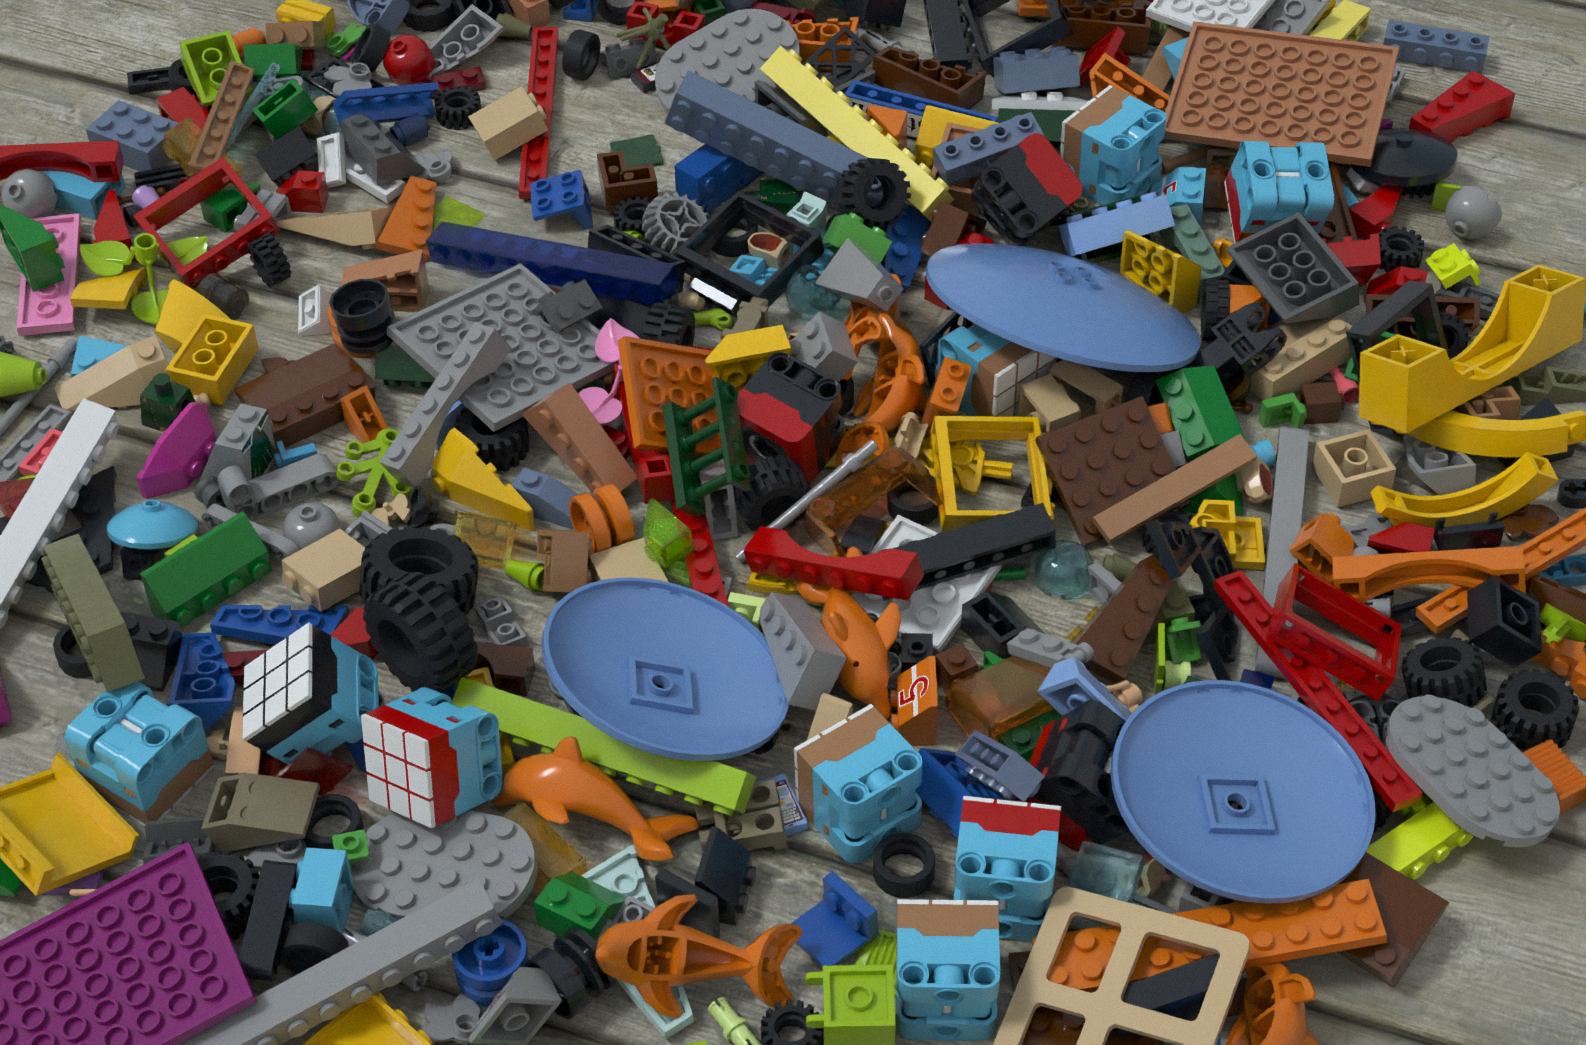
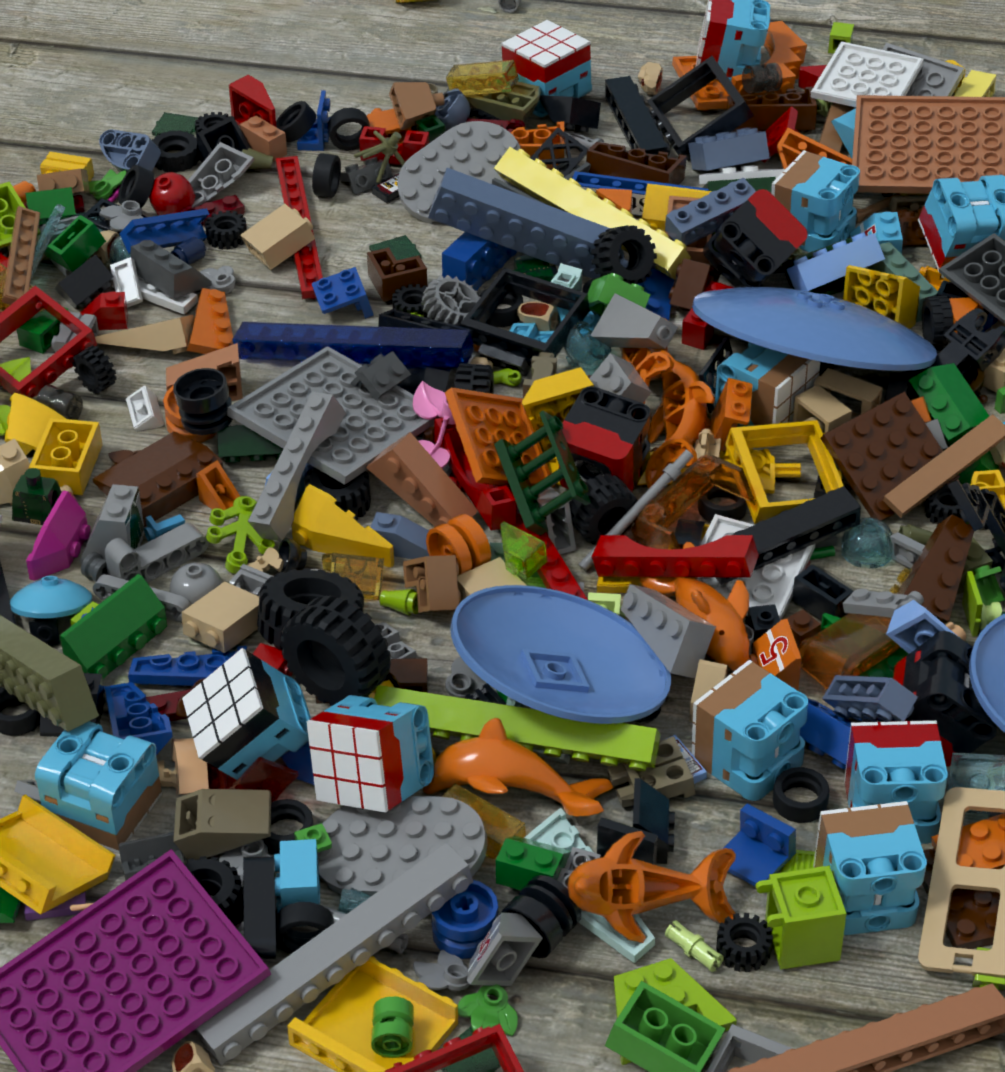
camera: 10 degrees left, 5 degrees down
(455, 212) = (243, 313): clear neon green piece -> none

